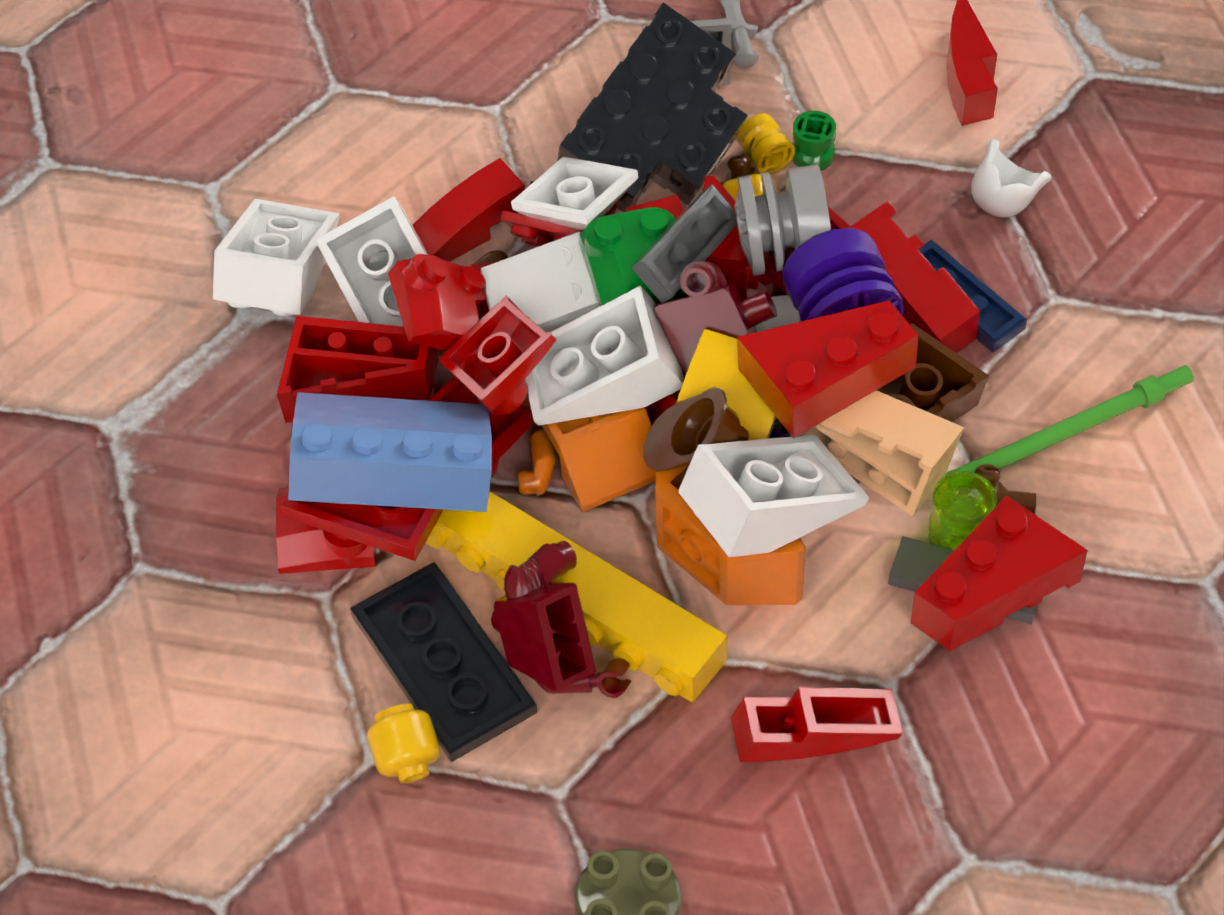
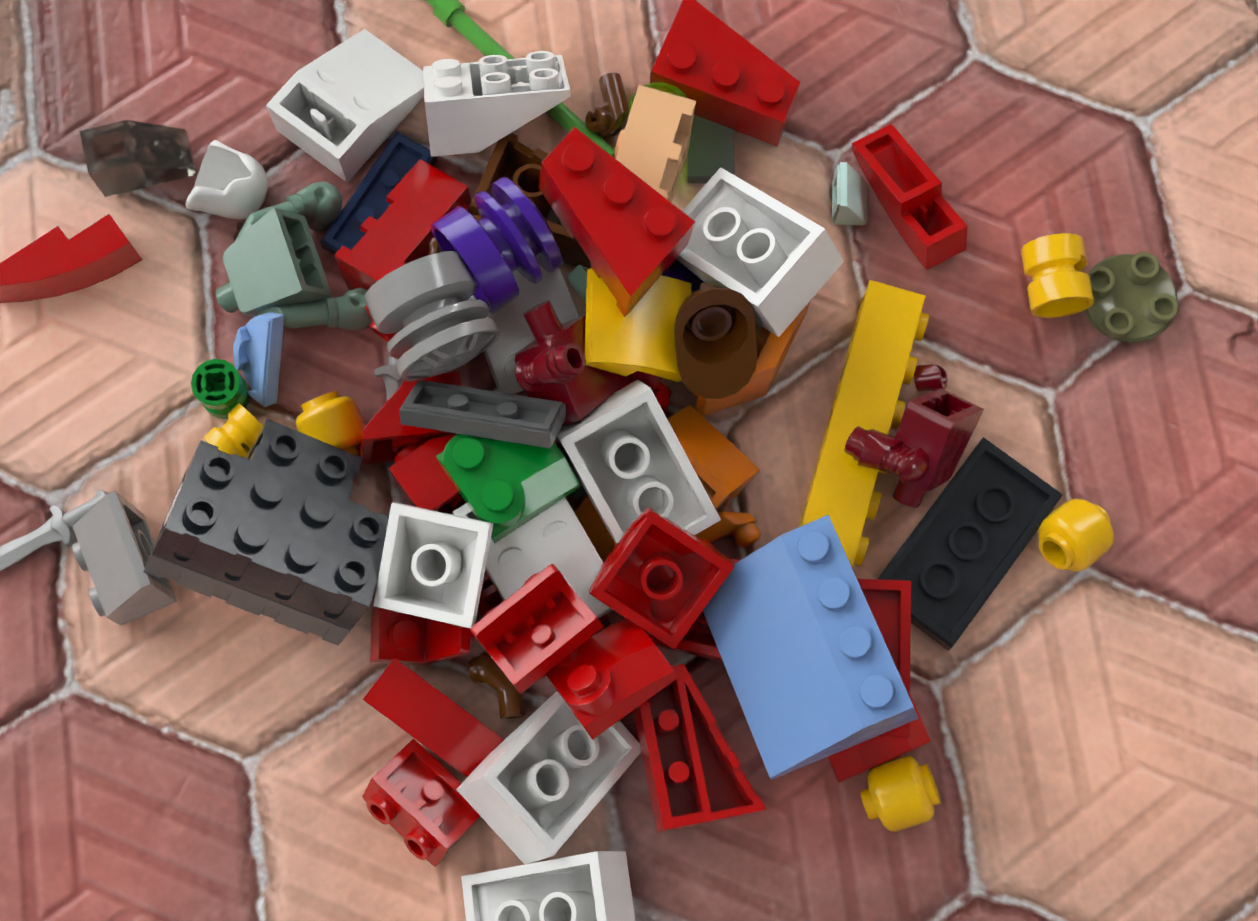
camera: 115 degrees left, 20 degrees up
(243, 519) = (900, 794): none -> yellow head
(415, 187) = (420, 803): none -> red bracket
(495, 253) = (536, 627): none -> red bracket
(673, 821) = (1056, 269): none -> yellow wheel
(833, 664) = (849, 196): none -> light aqua slope
(840, 167) = (259, 355): none -> light blue plate
(918, 190) = (279, 269): none -> sand green torso
(1024, 366) = (488, 99): none -> white slope
(1053, 122) = (136, 155): none -> clear smoke slope
(1064, 283) = (347, 102): none -> white slope

